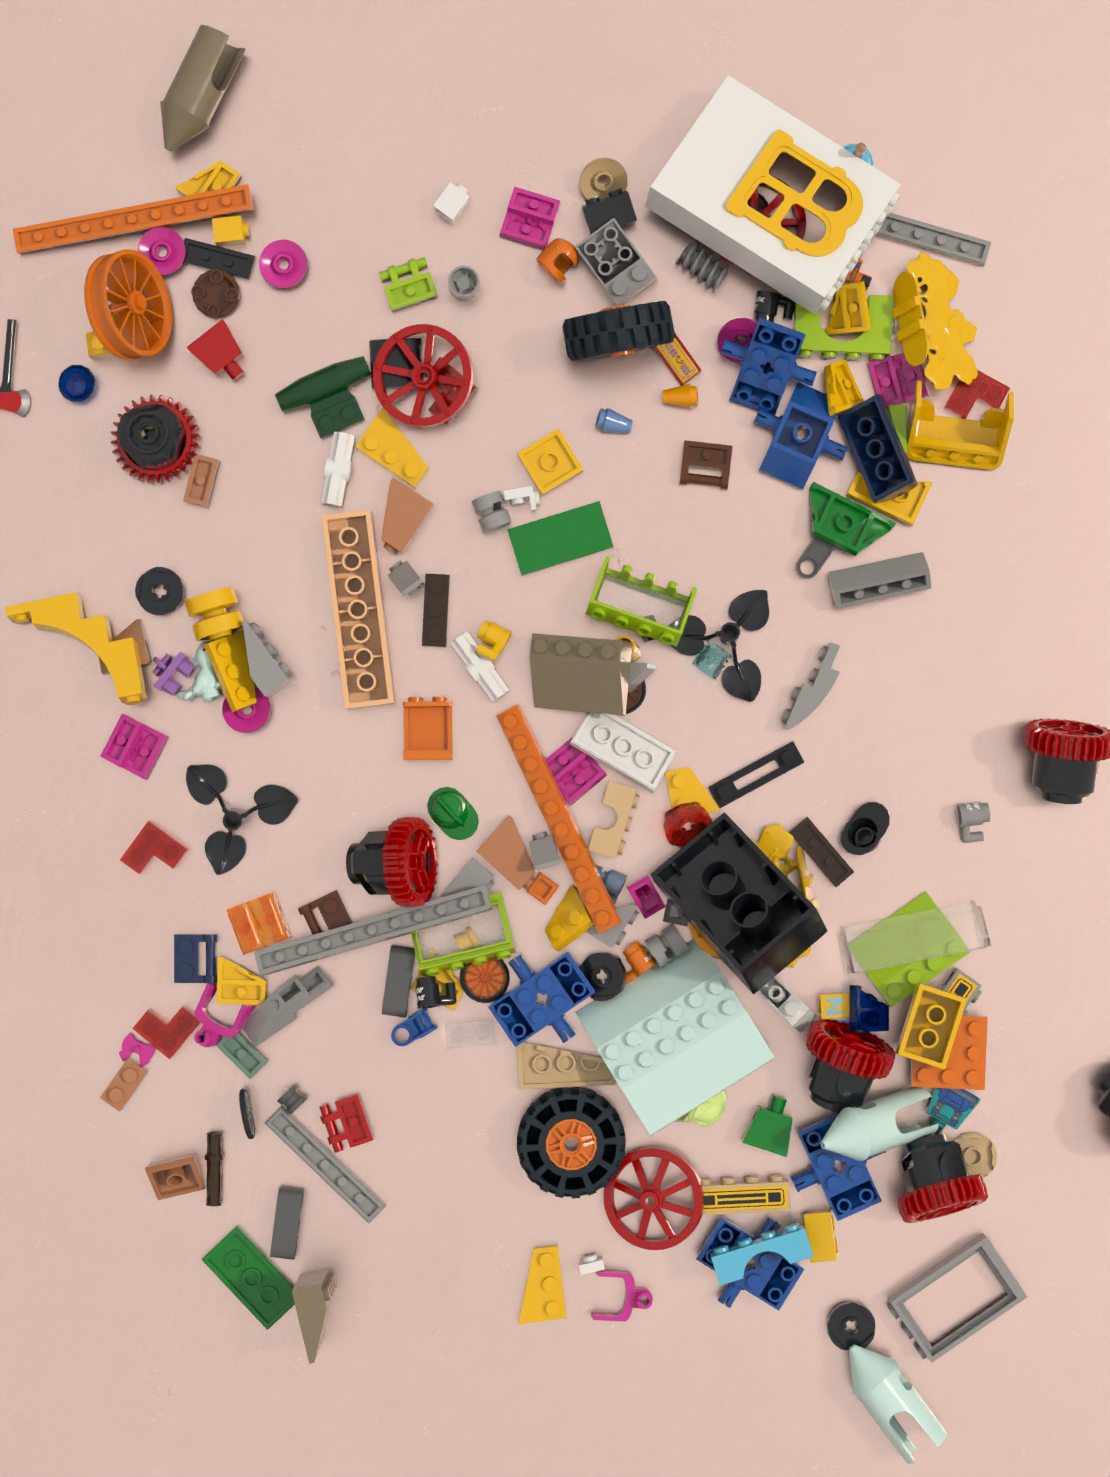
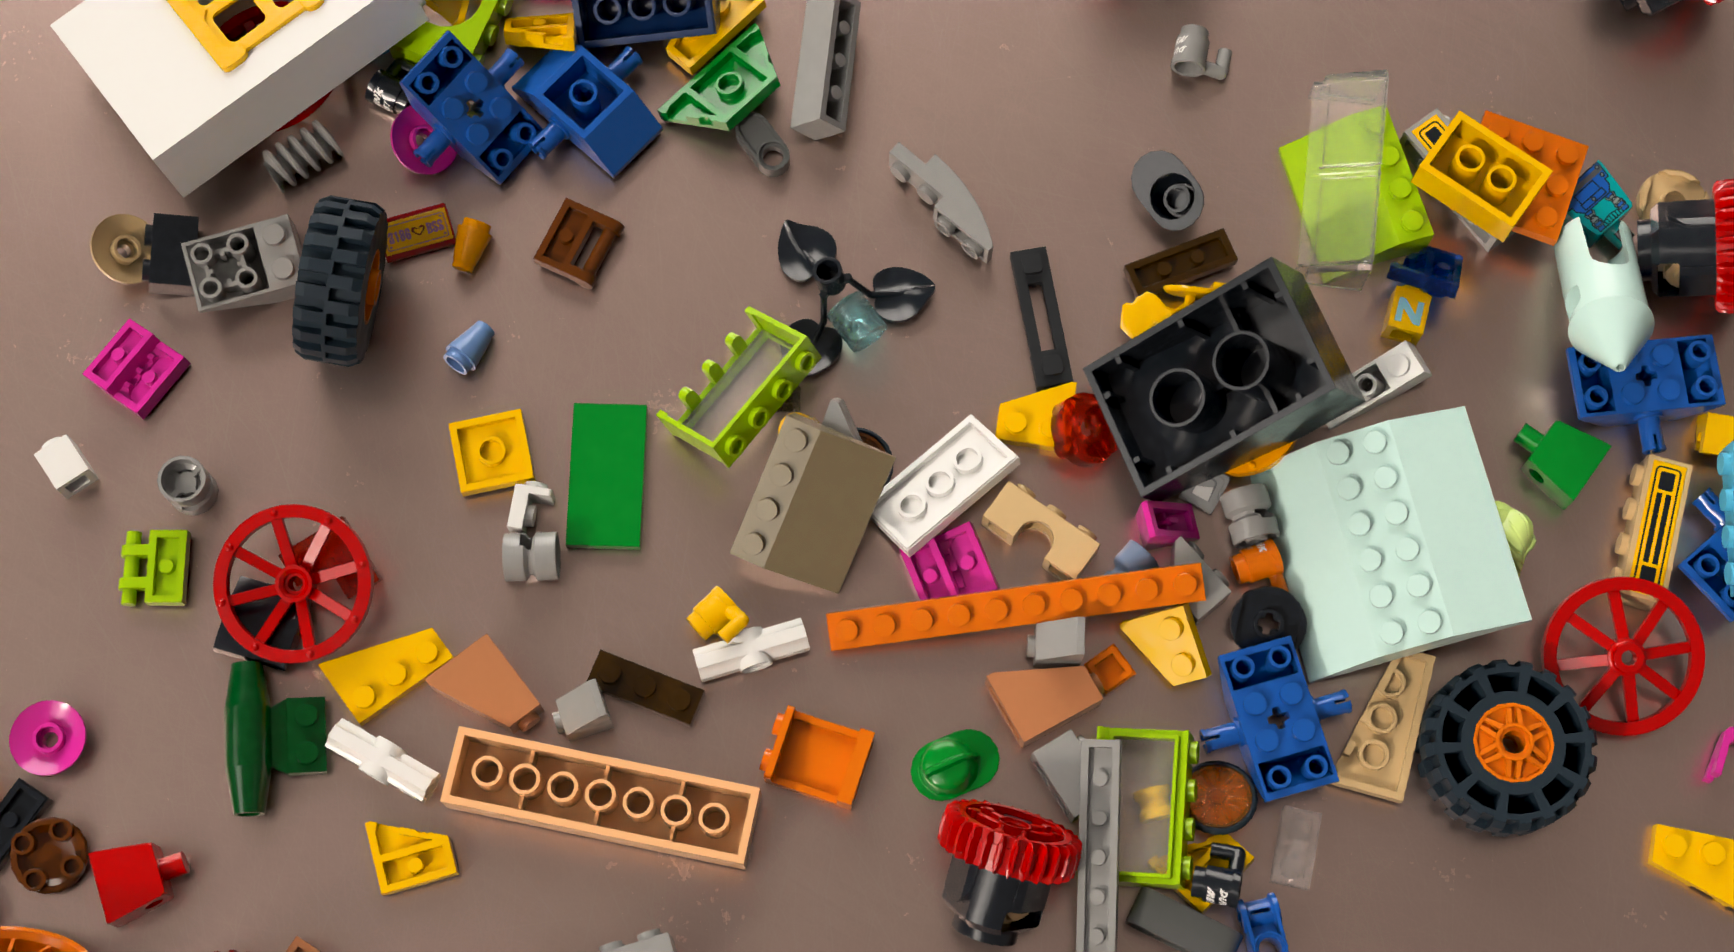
camera: 70 degrees left, 15 degrees down
(286, 507) = (409, 857): none -> yellow wing
(558, 258) = (207, 345): orange helmet -> none
(591, 1264) = (1698, 782): white plate -> none
(845, 1064) = (1502, 318): piece -> none

